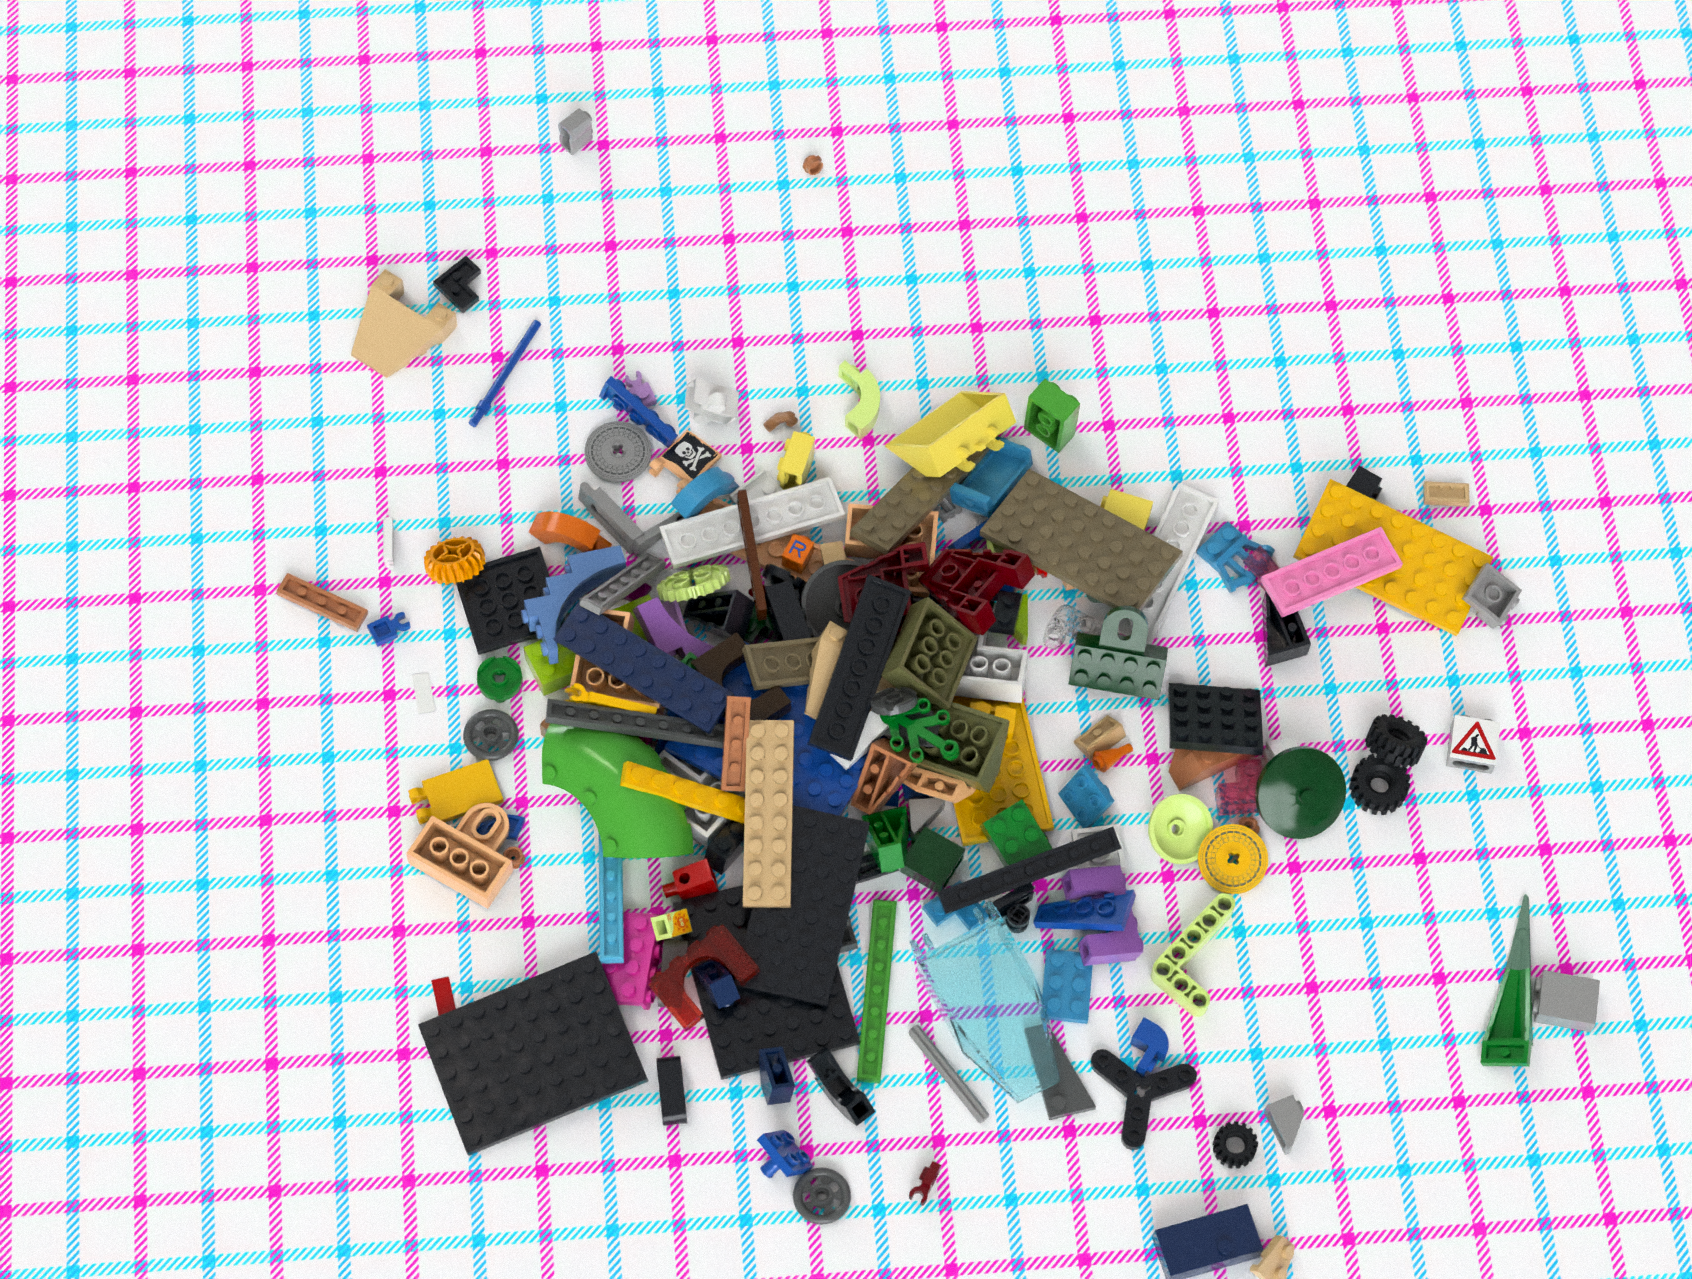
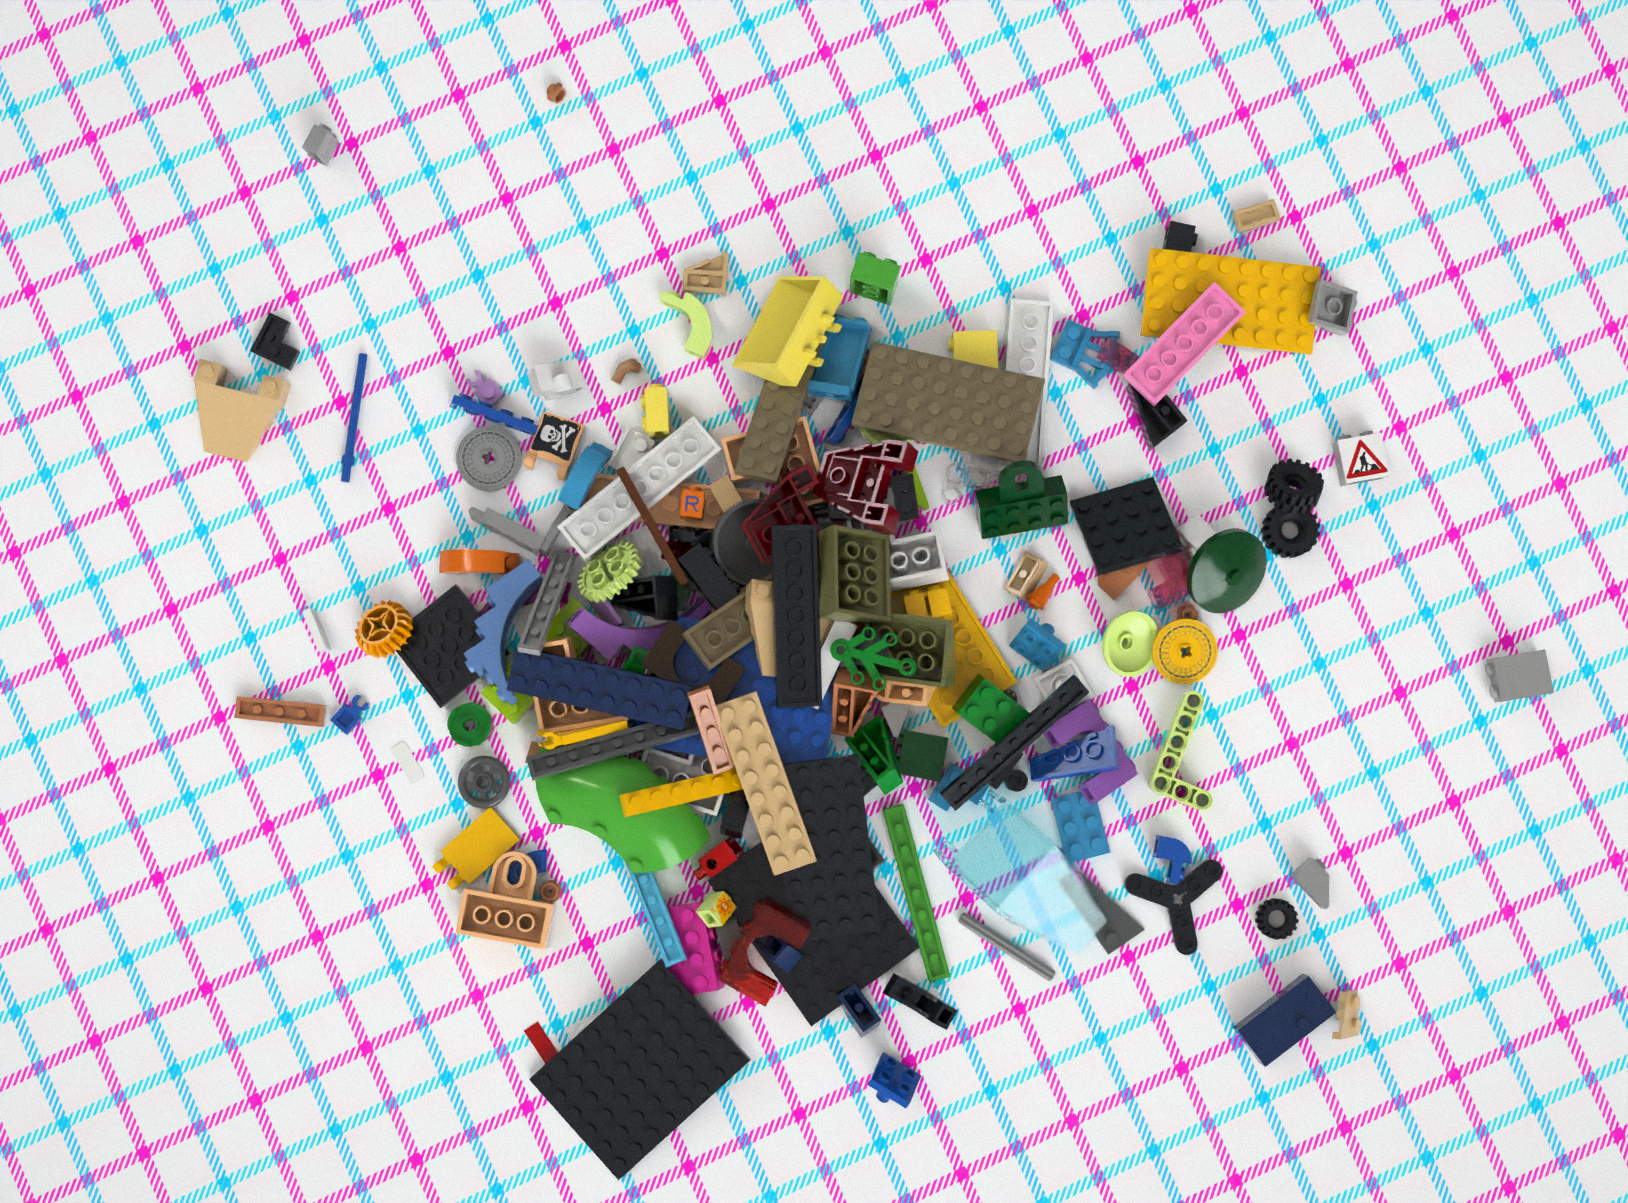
camera: 15 degrees left, 20 degrees up
(671, 1090) = (773, 1056): black beam -> none
(826, 1176) = (956, 1092): dark grey plate -> none
(893, 366) = (708, 276): none -> tan wing
(894, 702) = (840, 640): dark grey tile -> none
(928, 1179) = (1024, 1049): dark red plate -> none
(1510, 1025) = (1479, 722): green plate -> none

